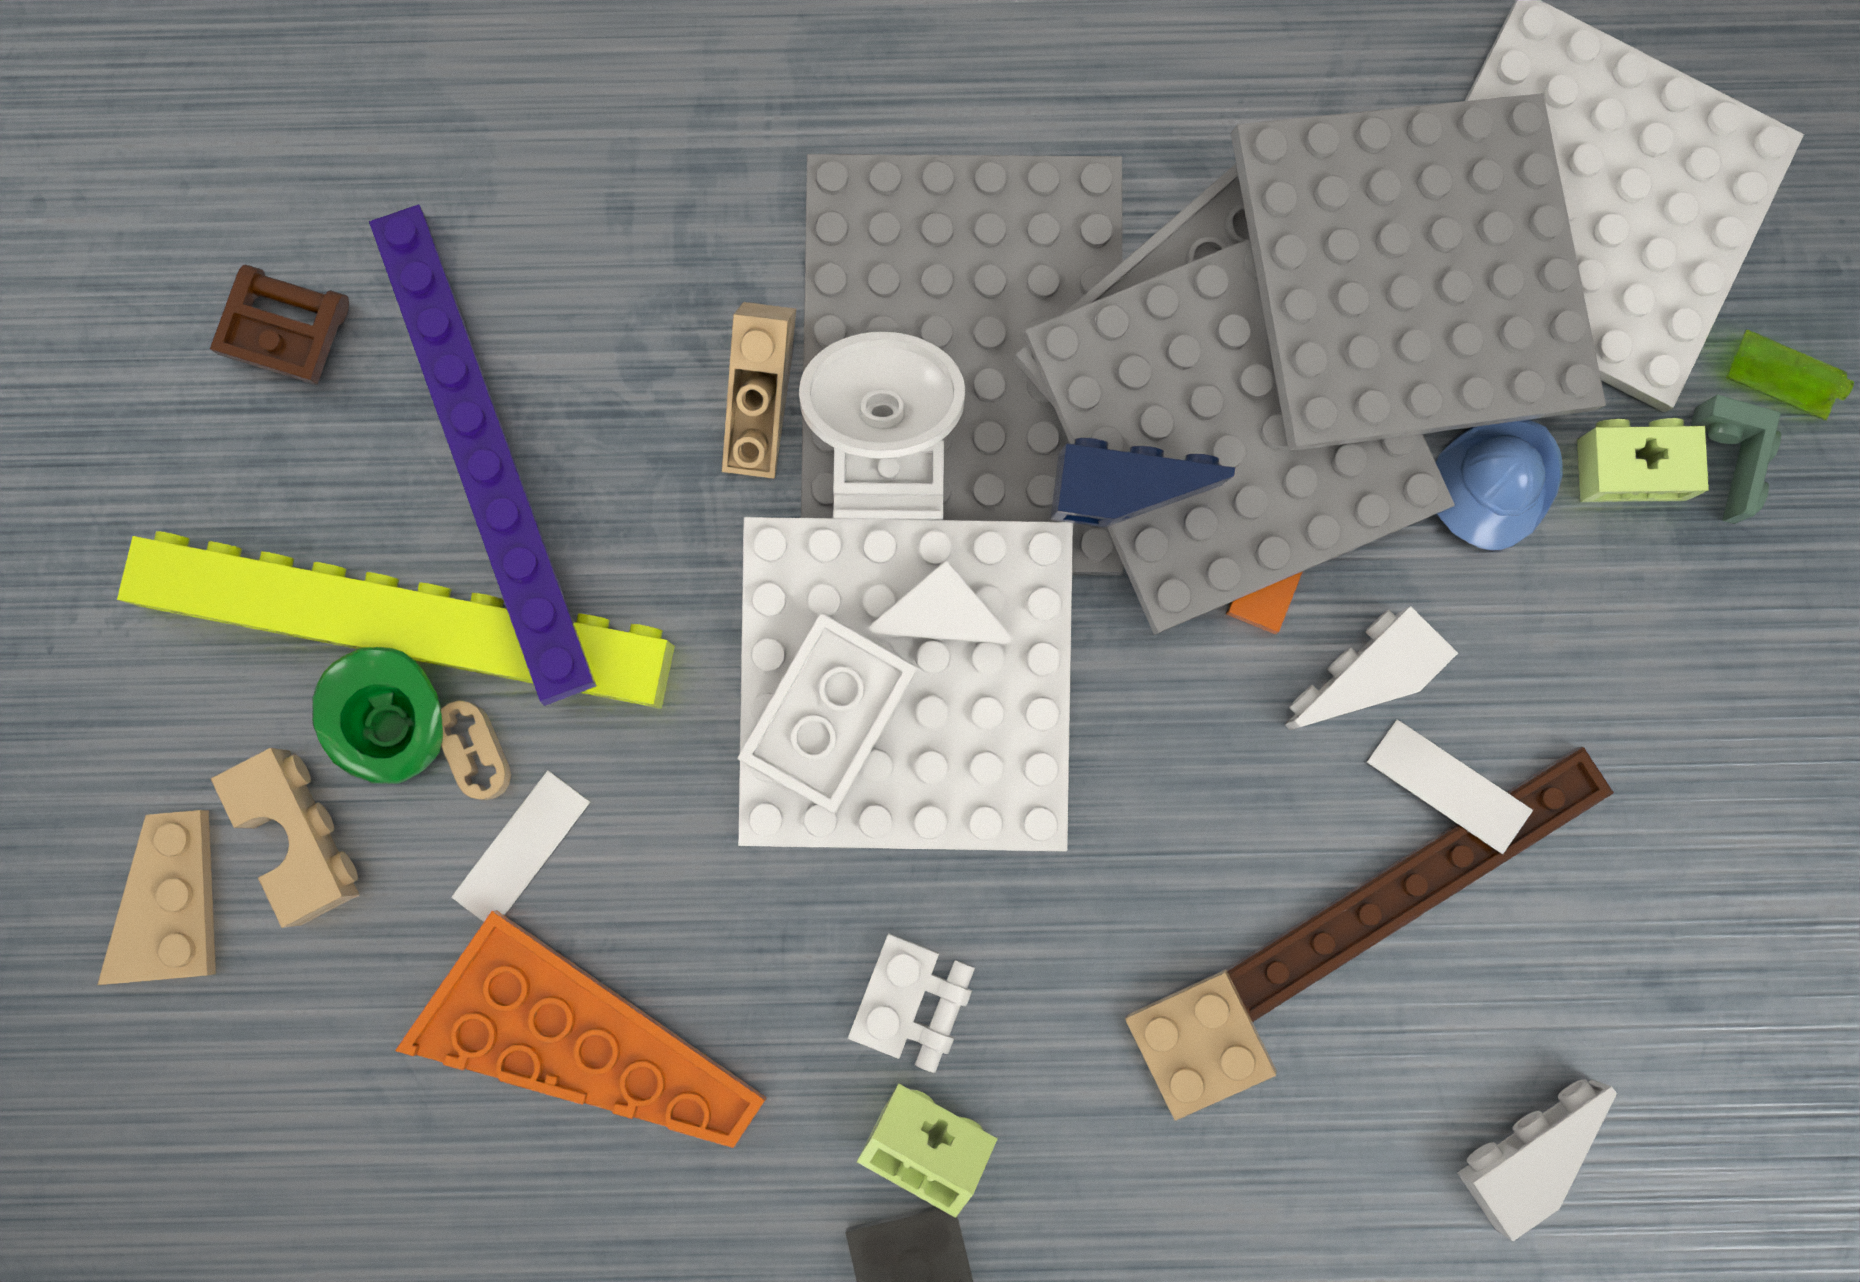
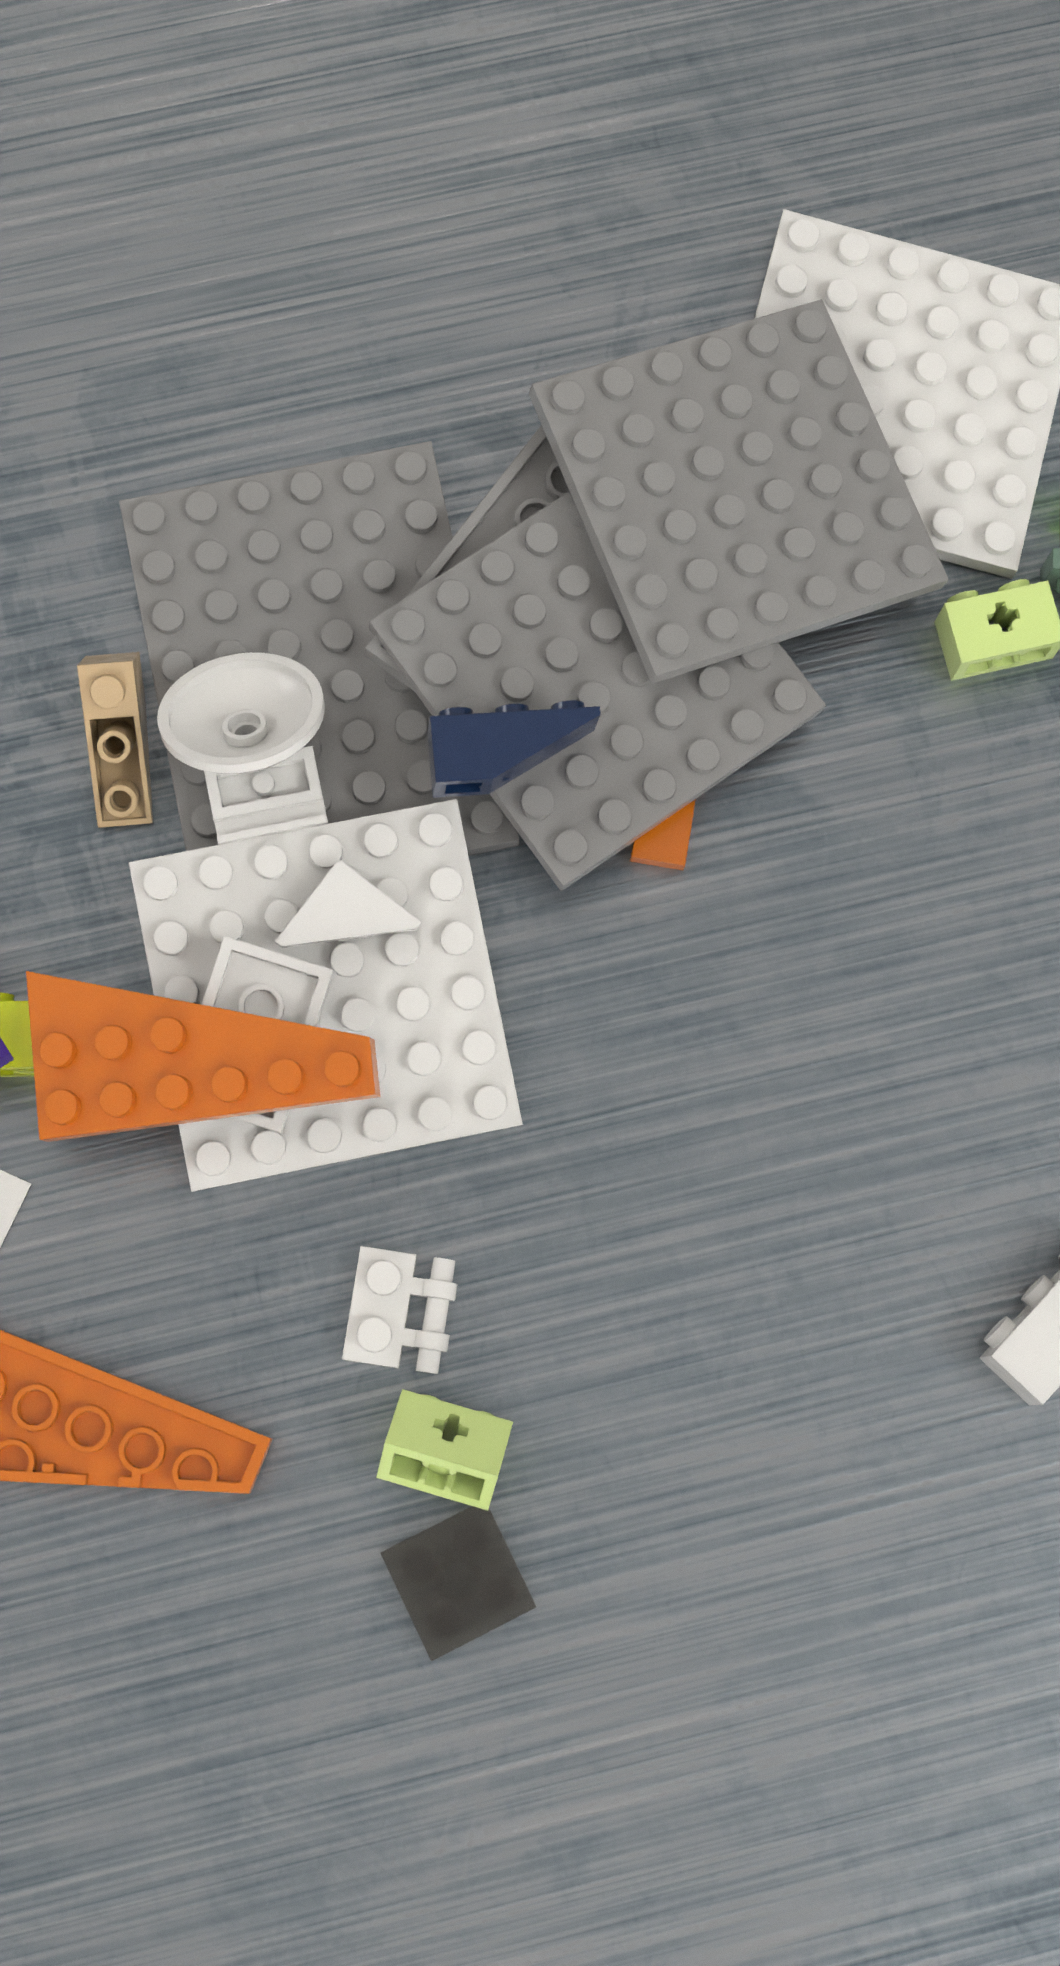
camera: 20 degrees left, 5 degrees down
(726, 720) = (151, 1061): none -> orange wing
(1201, 1045) = (696, 1286): tan plate -> none
(1391, 665) = (796, 881): white slope -> none
(1410, 888) = (870, 1086): reddish brown tile -> none
(1450, 786) = (885, 979): white sticker -> none
(1500, 482) = (868, 676): medium blue hat -> none

